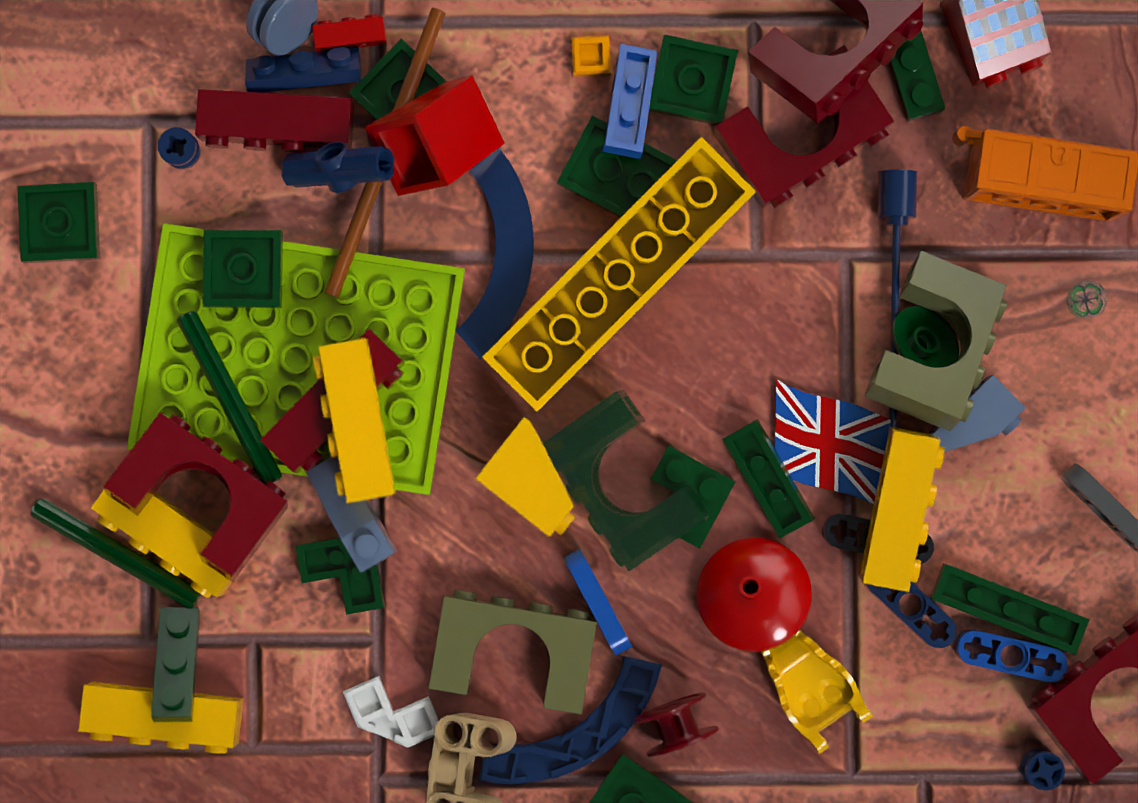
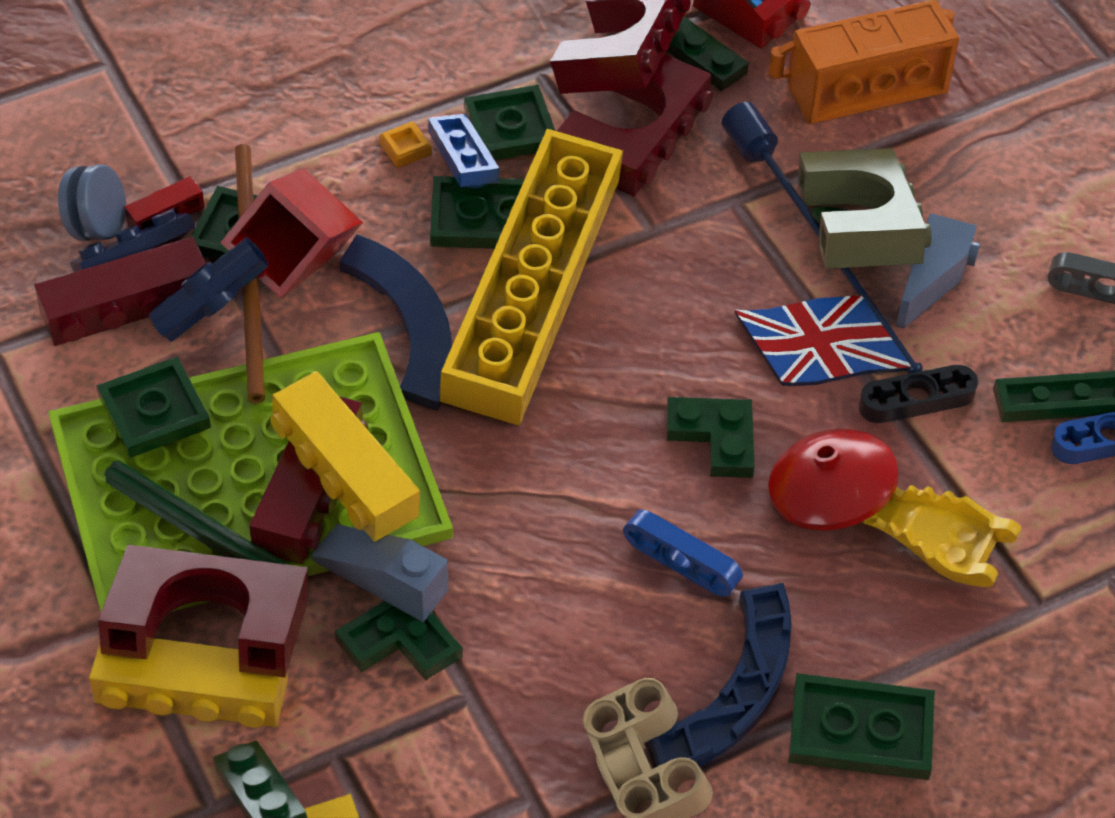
camera: 30 degrees left, 35 degrees down
(114, 552) = (133, 729): dark green axle -> none
(184, 154) = (35, 350): dark blue wheel -> none
(375, 714) = (510, 763): white tile -> none
(528, 480) = (551, 465): yellow slope -> none
(565, 636) = (664, 594): olive arch -> none
(578, 455) = (679, 472): clear green arch -> none
(676, 724) = (820, 601): dark red piece -> none
(768, 478) = (782, 383): dark green plate -> none
(900, 509) = (922, 337): yellow brick -> none
(923, 630) = (1001, 424): dark blue beam -> none
(1086, 299) = (969, 148): clear tile -> none

